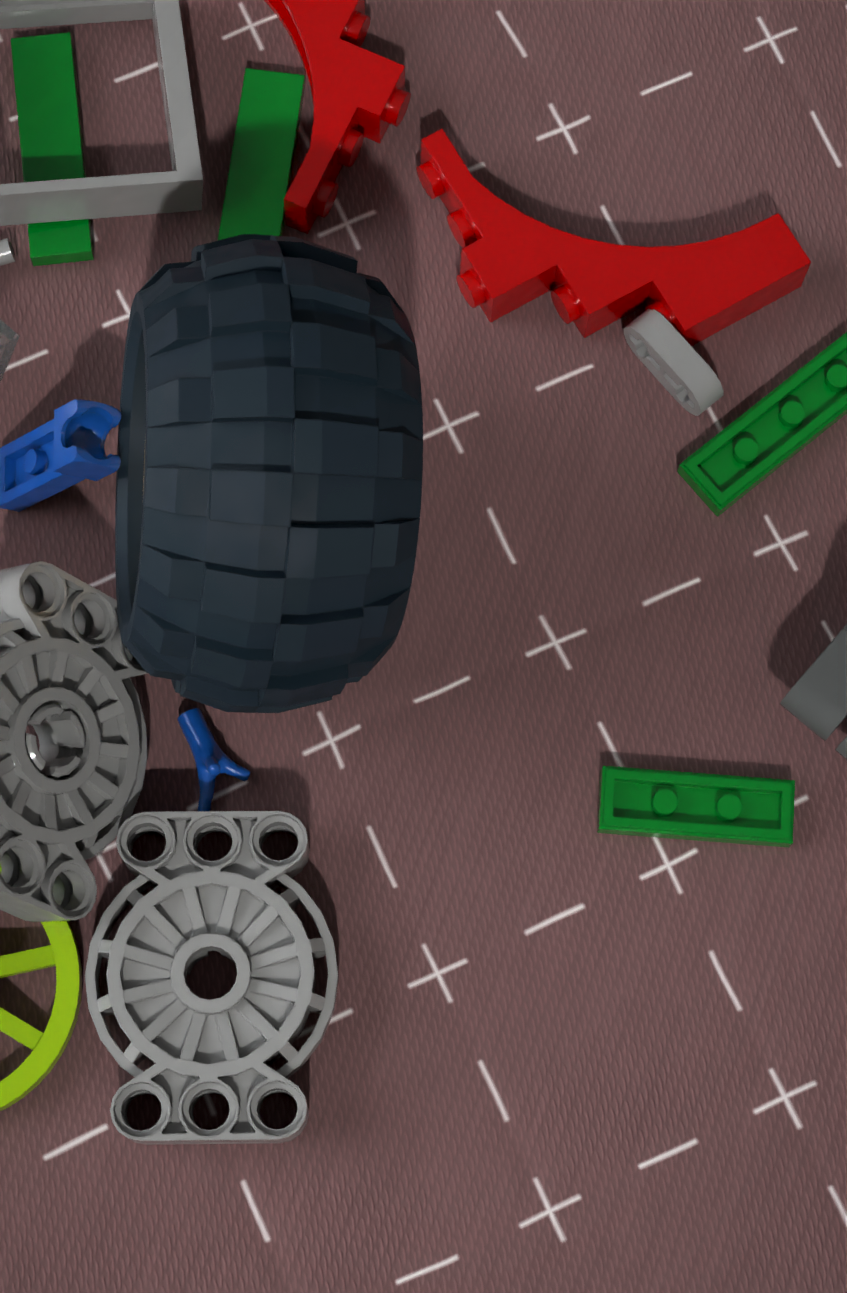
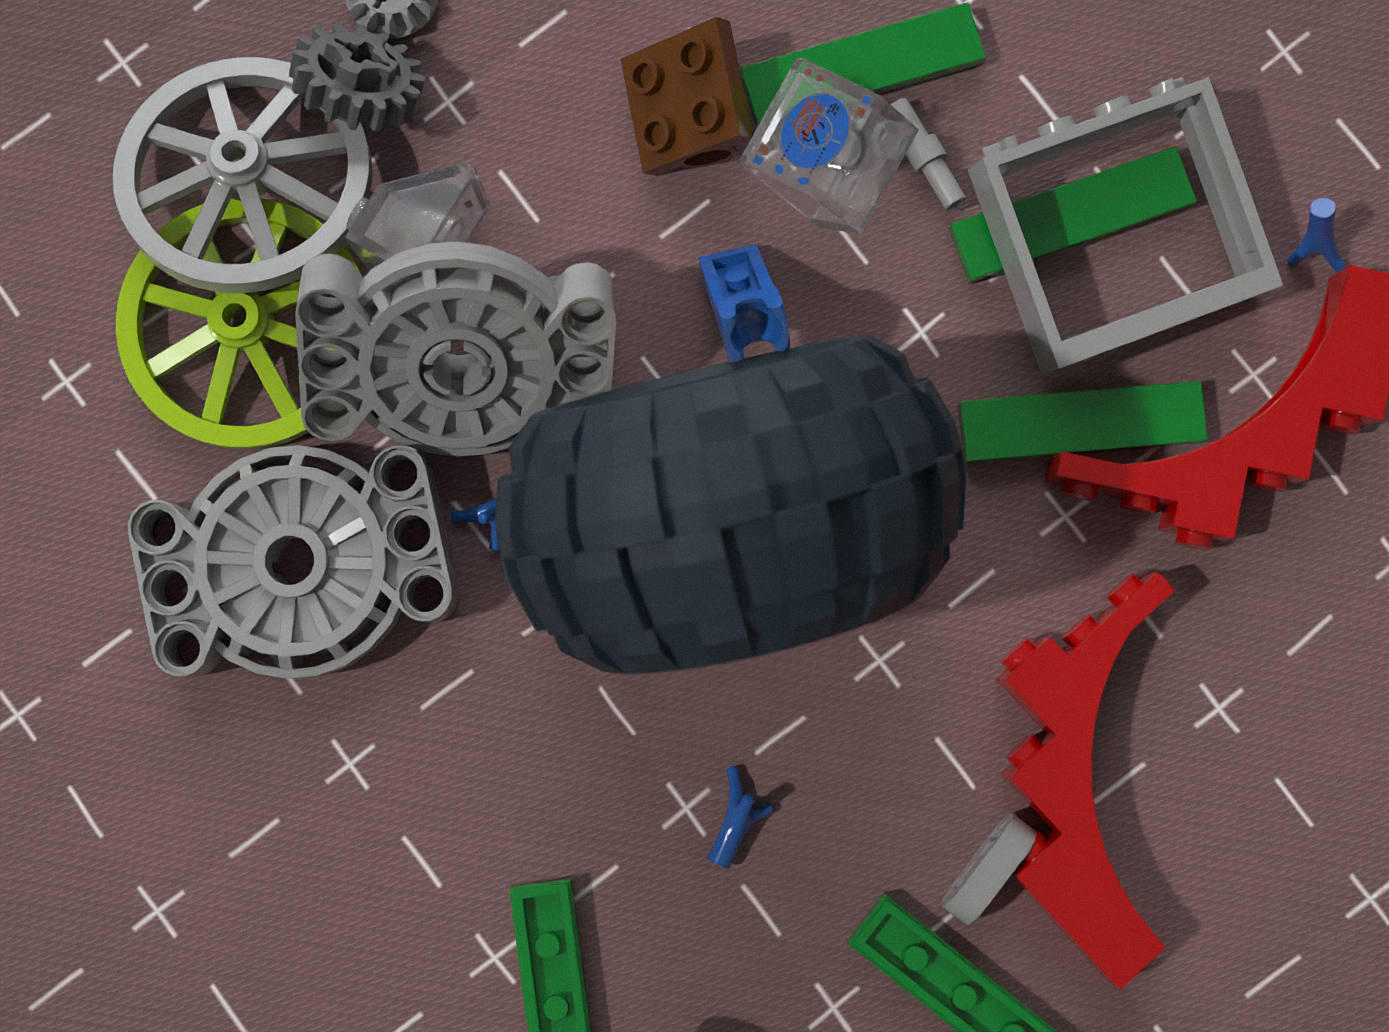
camera: 80 degrees right, 10 degrees up
(576, 590) = (737, 821): none -> blue bar

